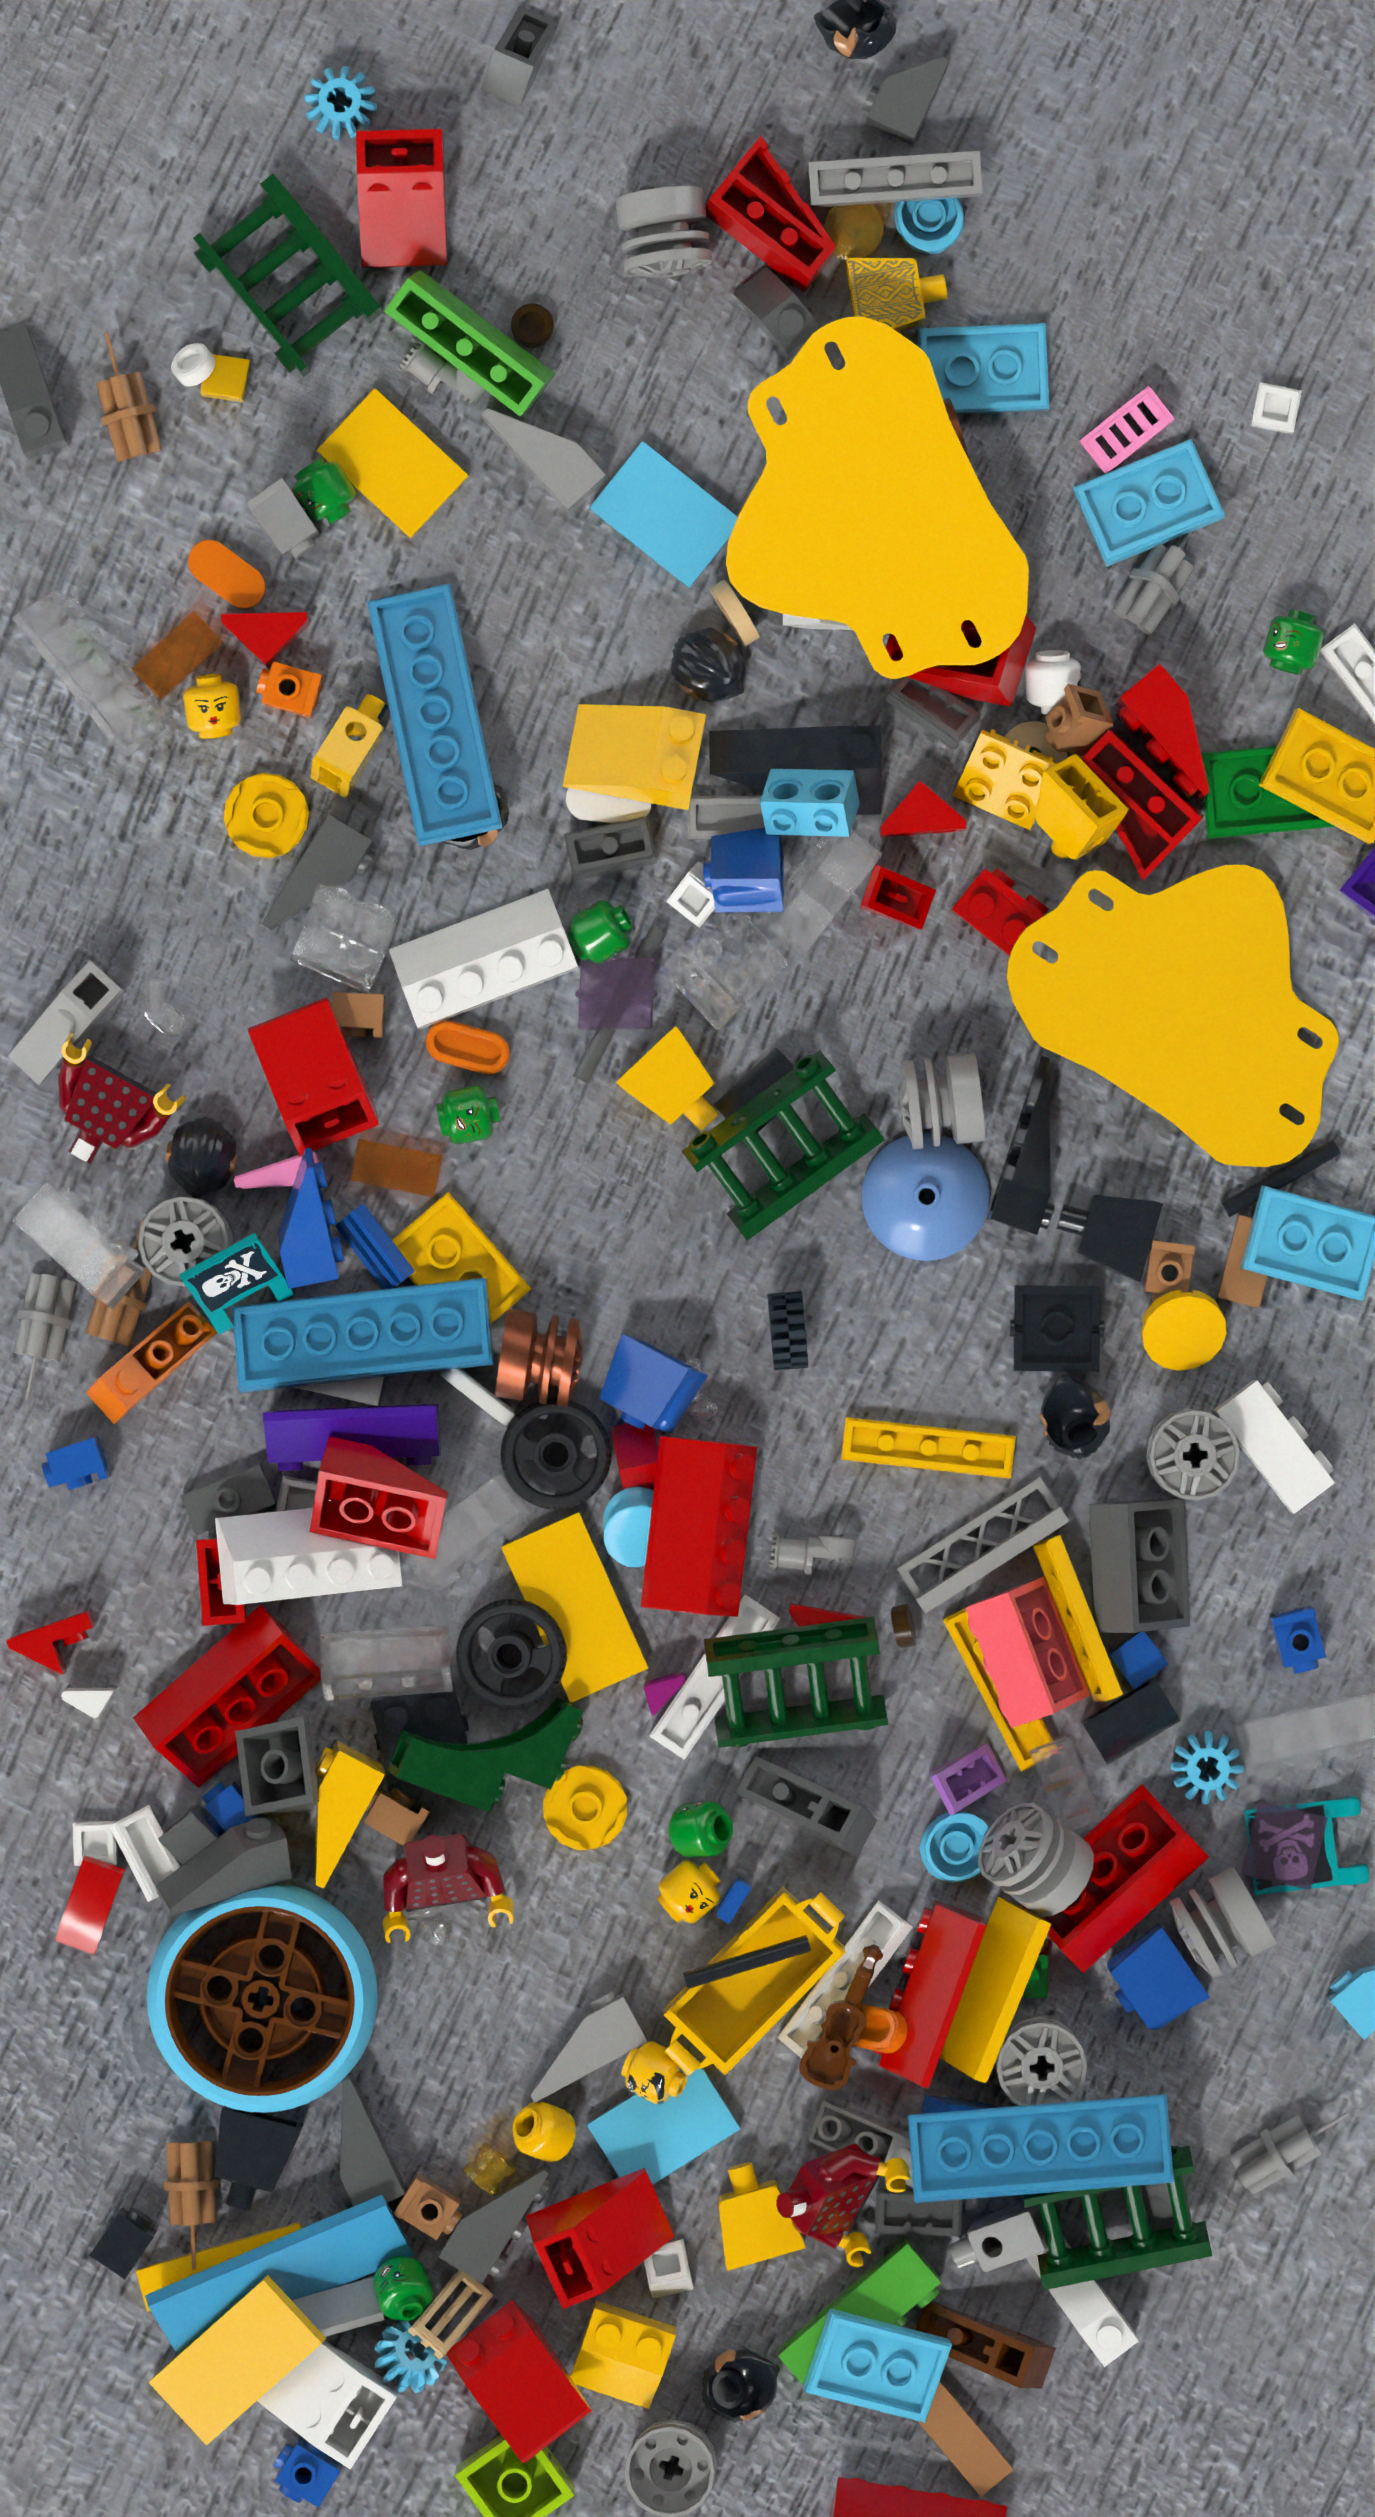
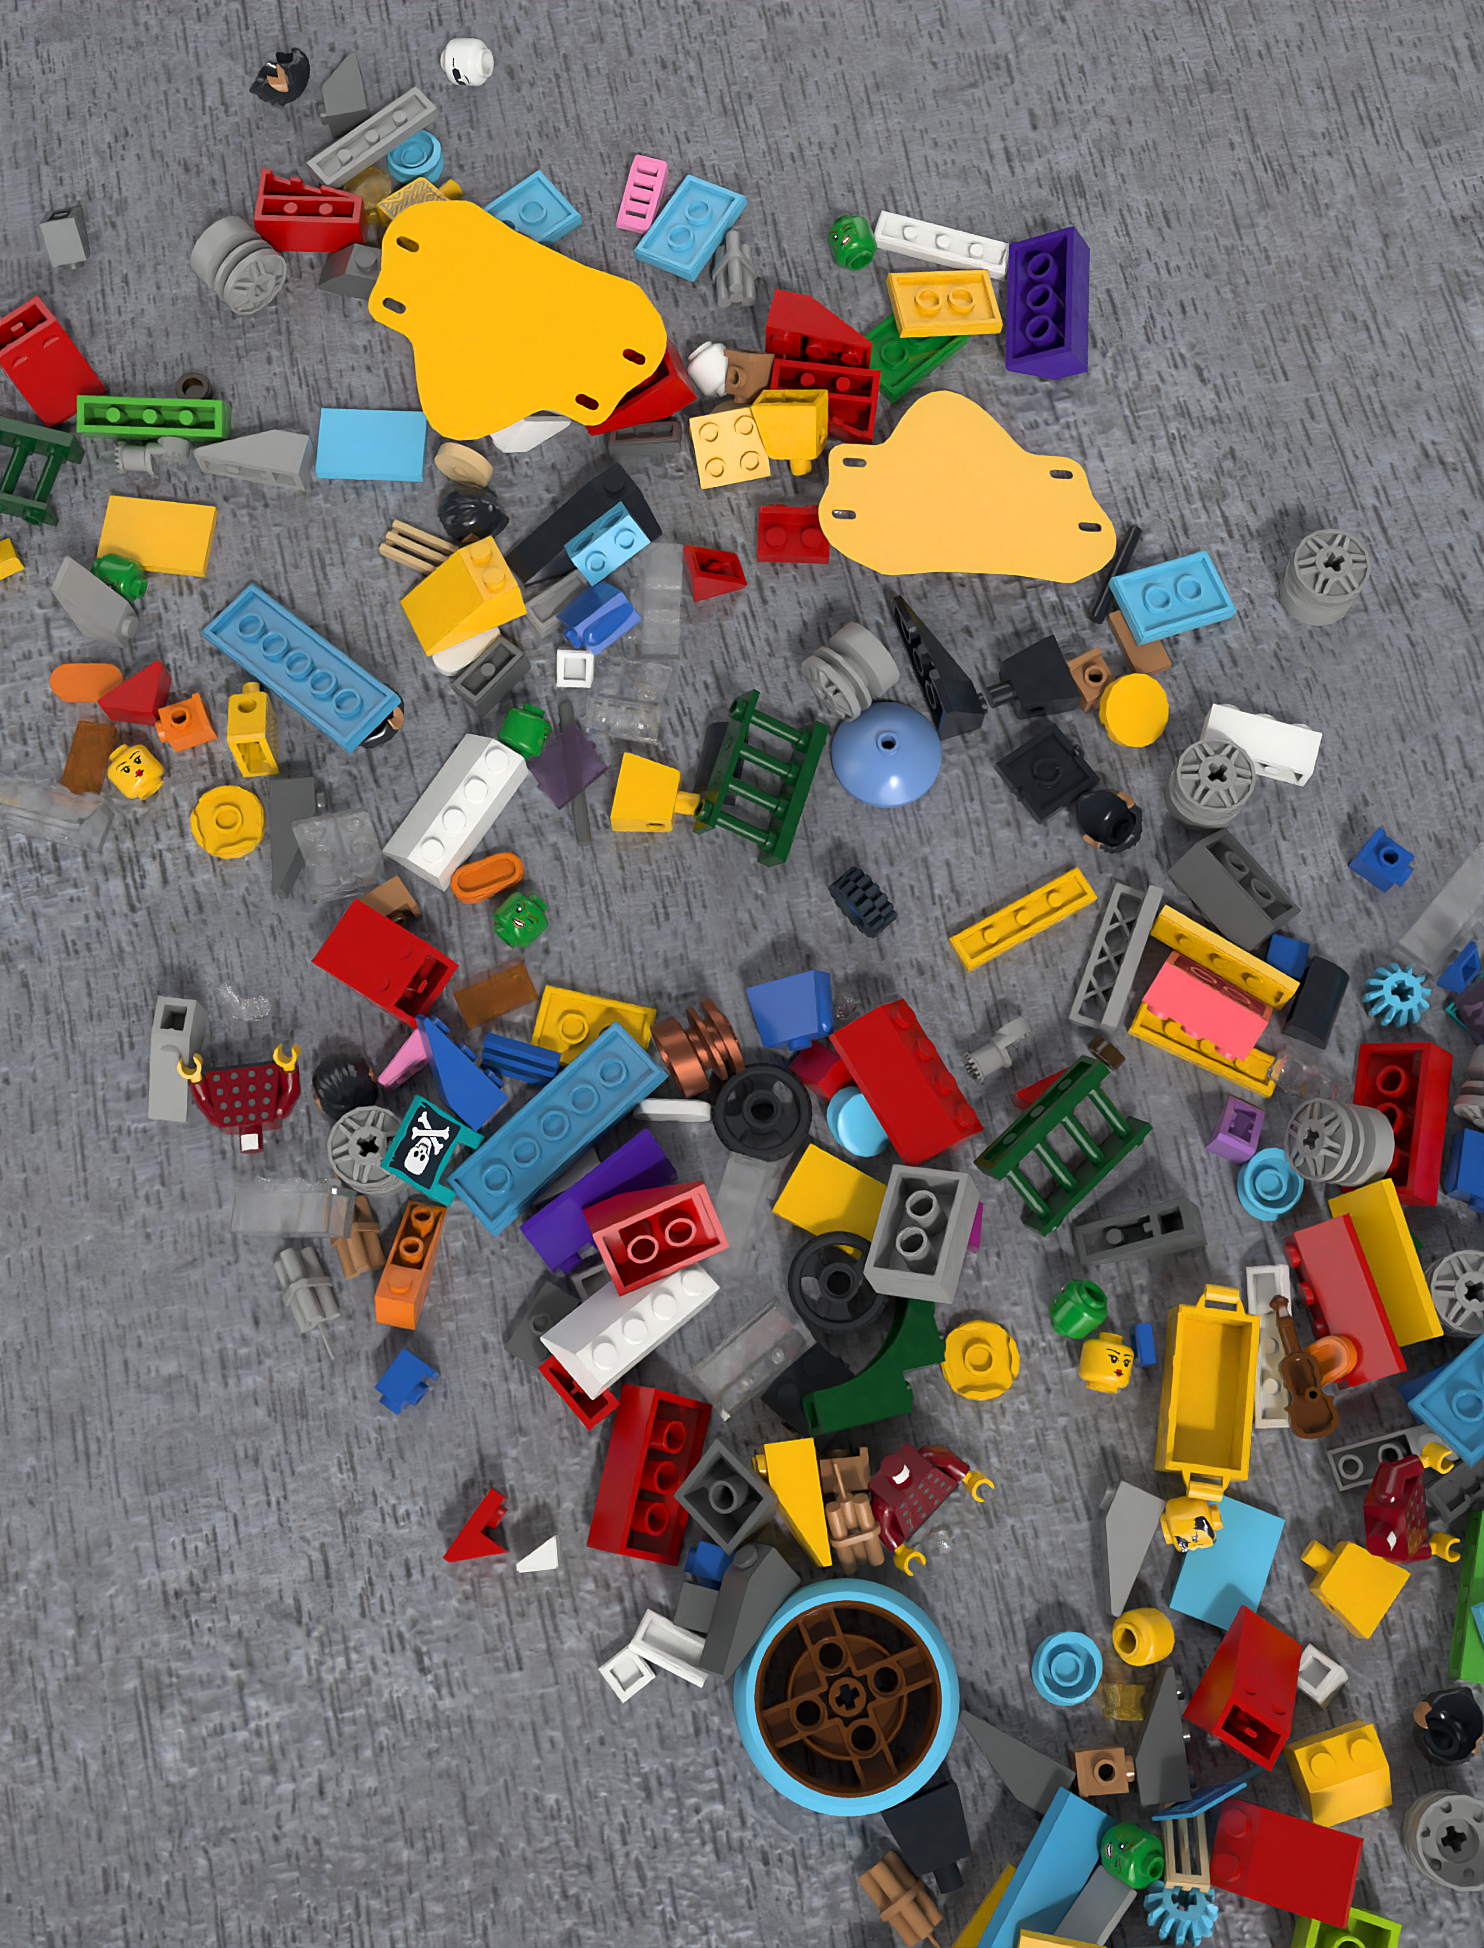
camera: 35 degrees left, 15 degrees down
(89, 1904) = (657, 1726): red slope -> none
(366, 1869) = (853, 1528): none -> medium nougat piece
(463, 2109) = (1067, 1668): none -> medium azure piece
(502, 2291) = (1209, 1796): none -> piece
(608, 1671) = (922, 1233): none -> light grey brick
(616, 632) = (393, 537): none -> tan tile
(704, 1695) = (1001, 1206): white tile -> none
(747, 1961) = (1194, 1378): black bar -> none
(922, 814) = (693, 507): red slope -> none
(1059, 144) = (467, 61): none -> white head
(1276, 408) = (728, 125): white tile -> none
(1282, 1789) = (1461, 970): none -> blue slope

